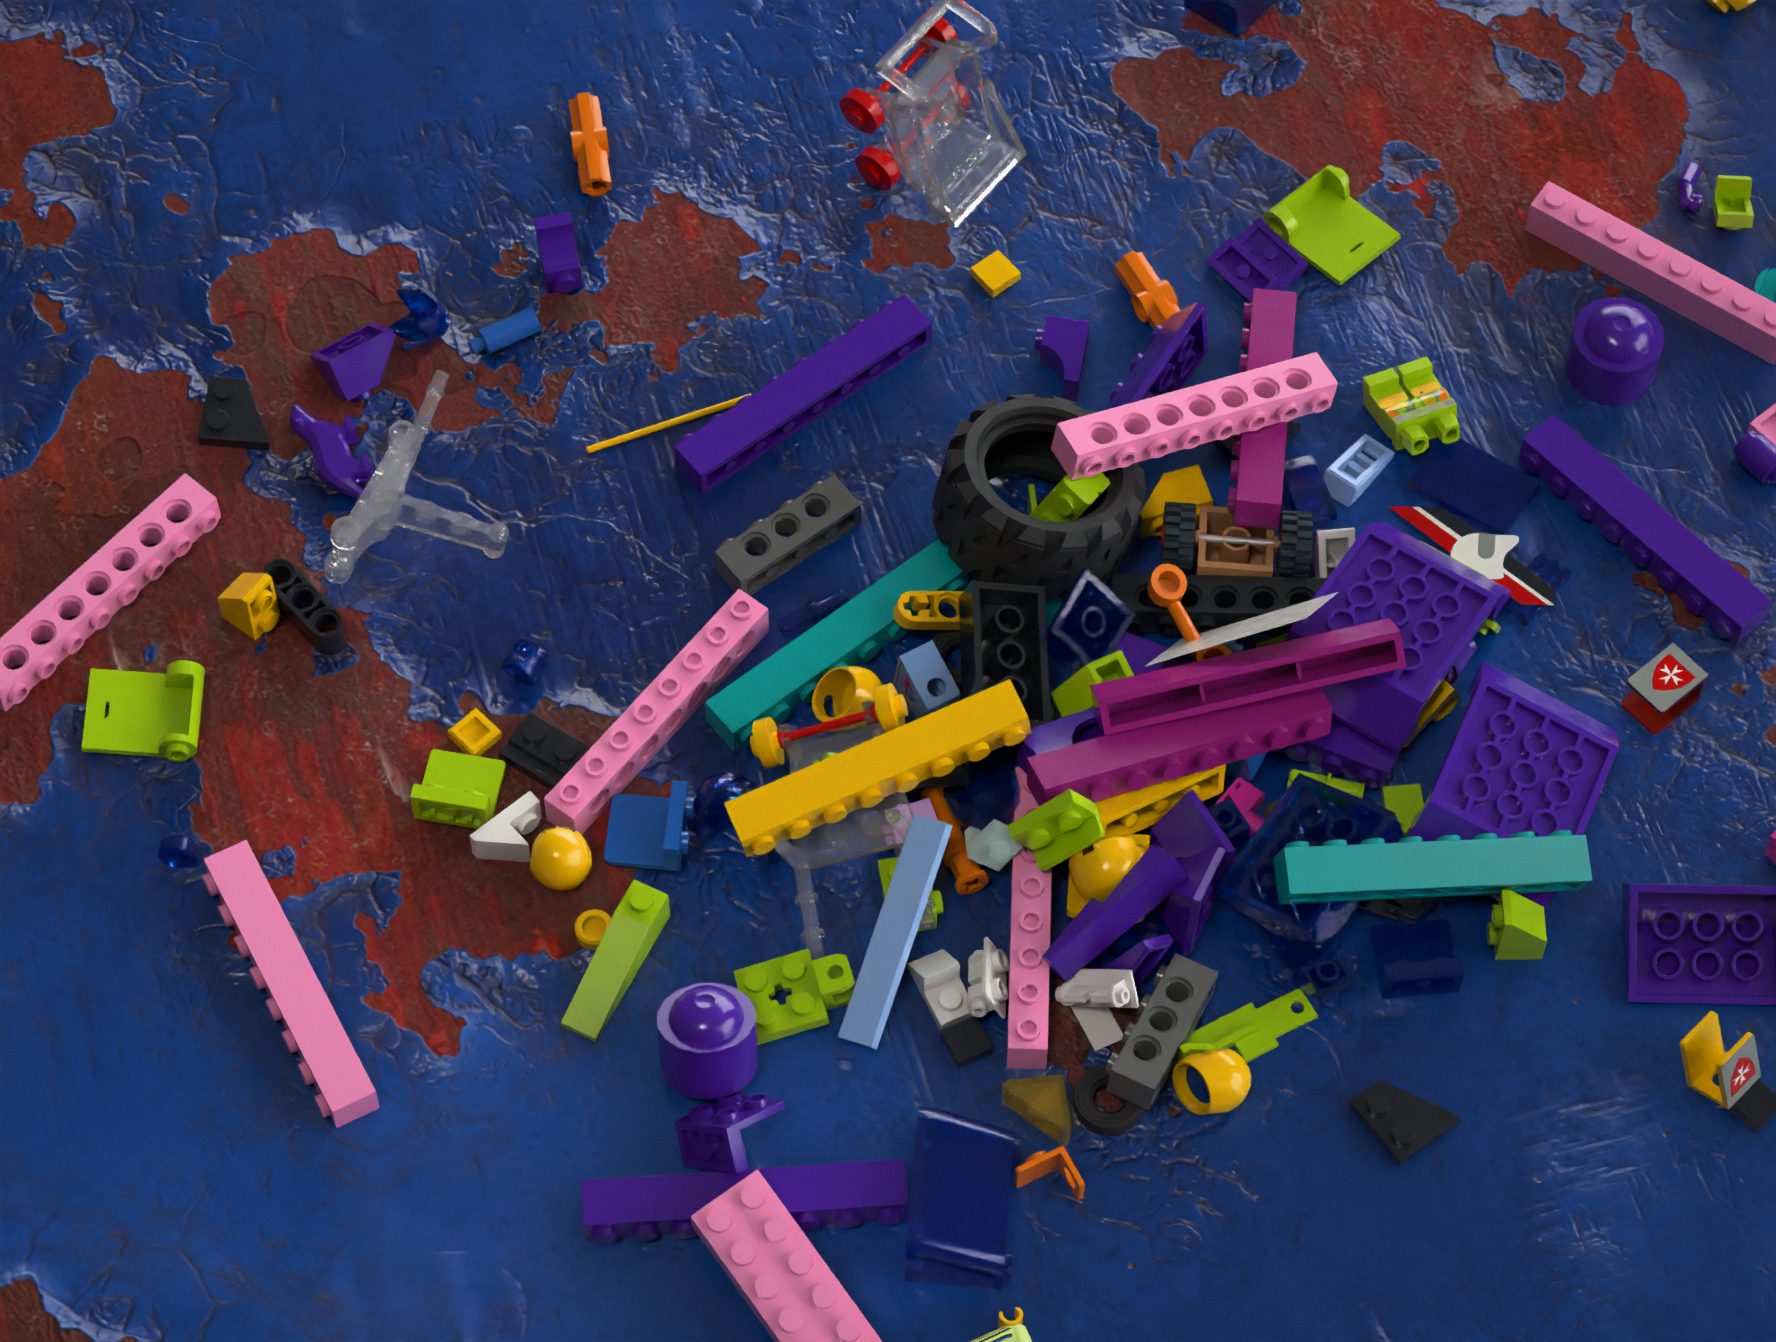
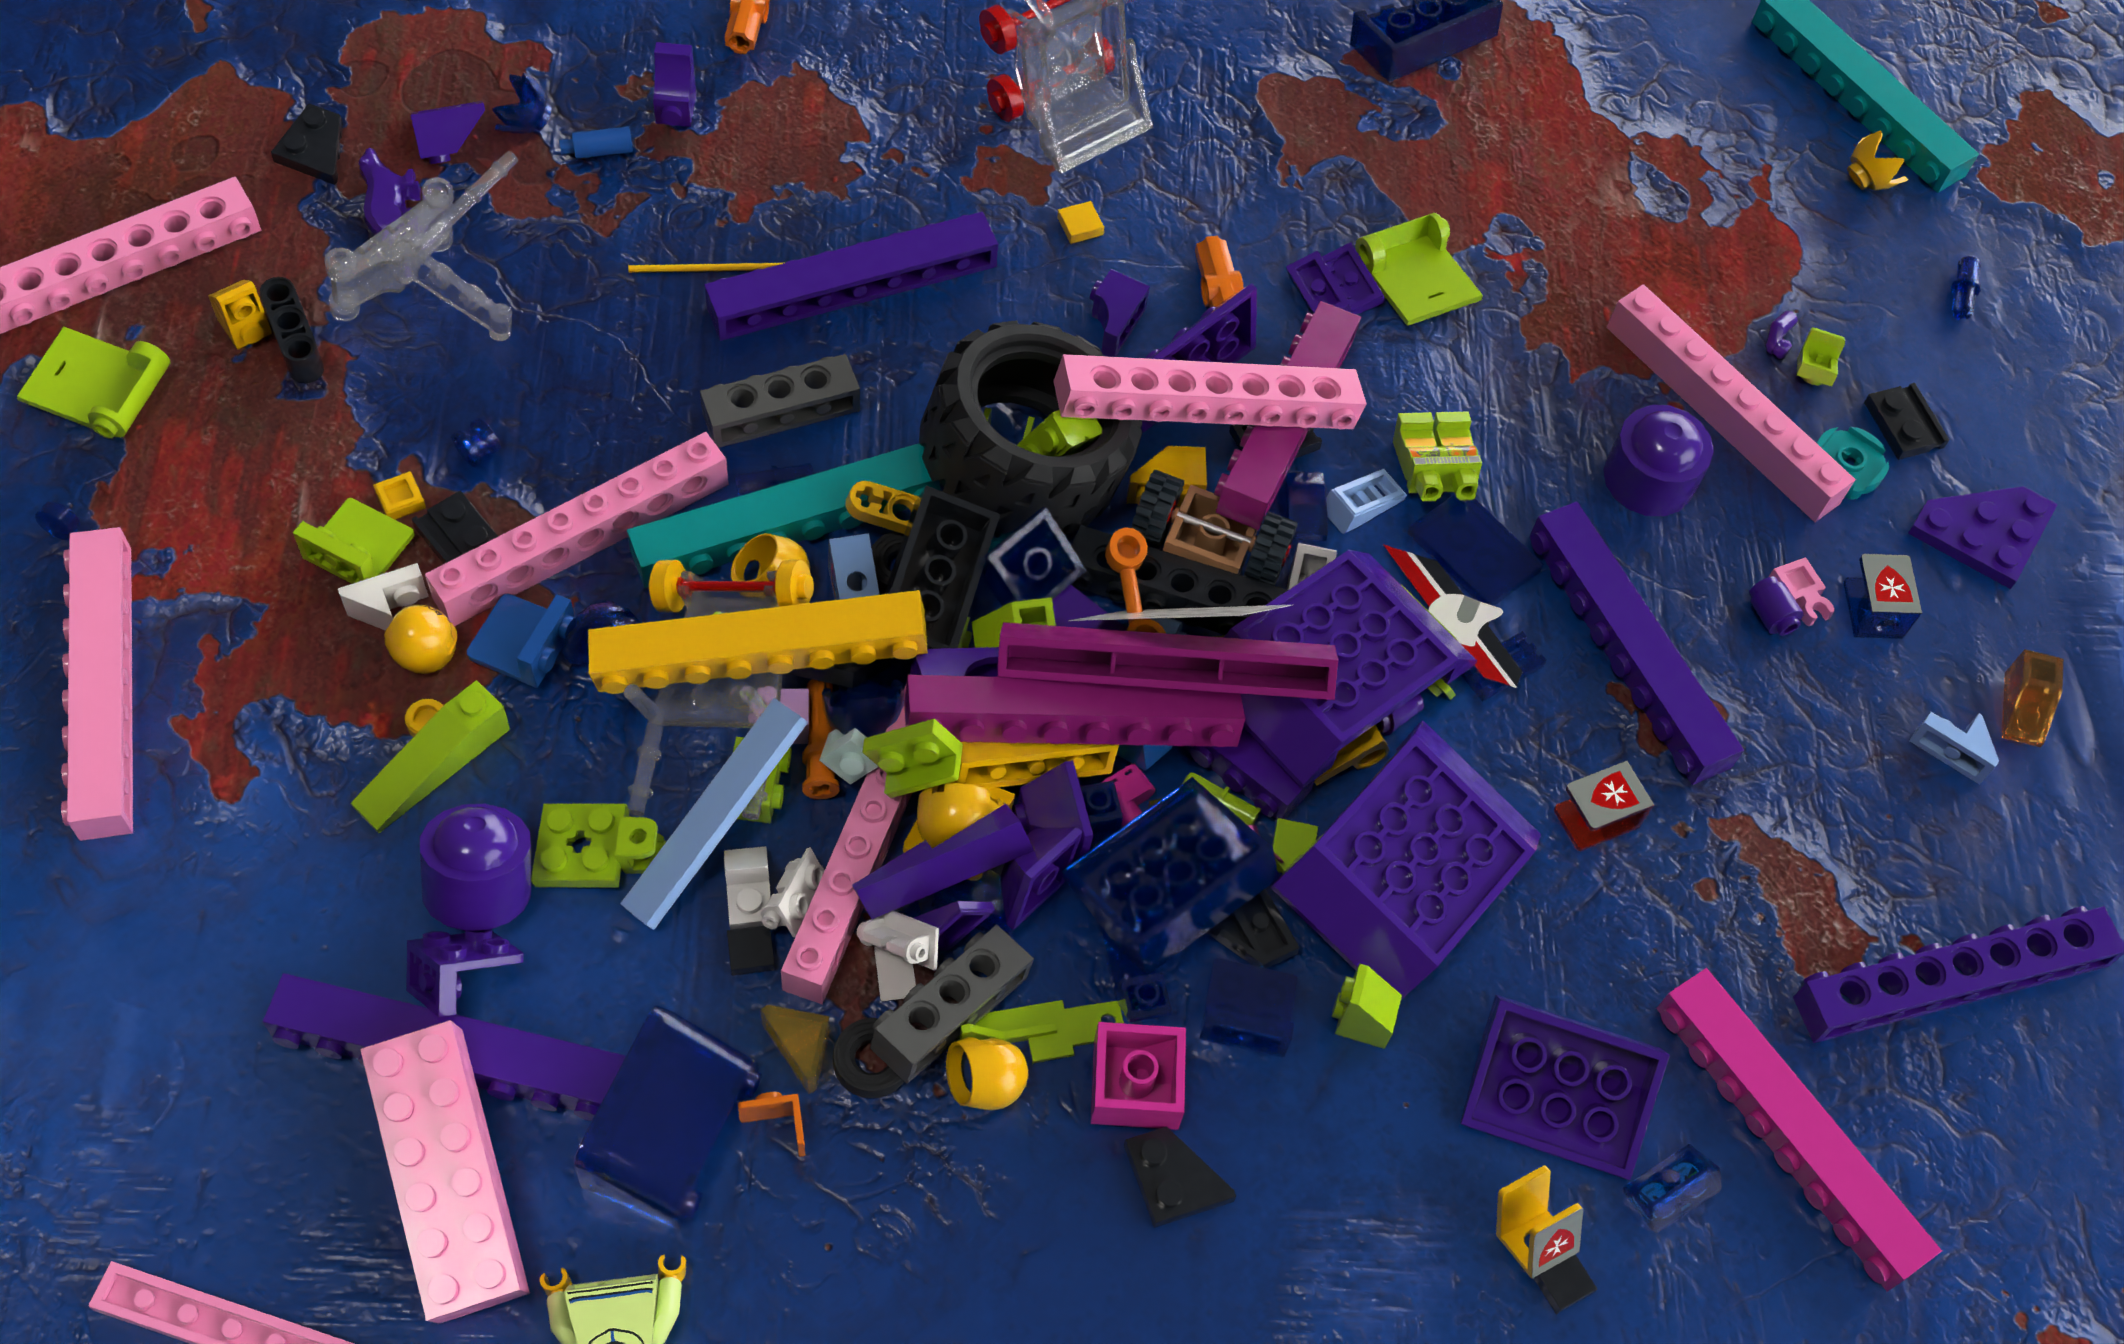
camera: 10 degrees right, 0 degrees up
(1343, 1043) = (1138, 1075): none -> dark pink slope
(1431, 868) = (1290, 917): teal brick -> none

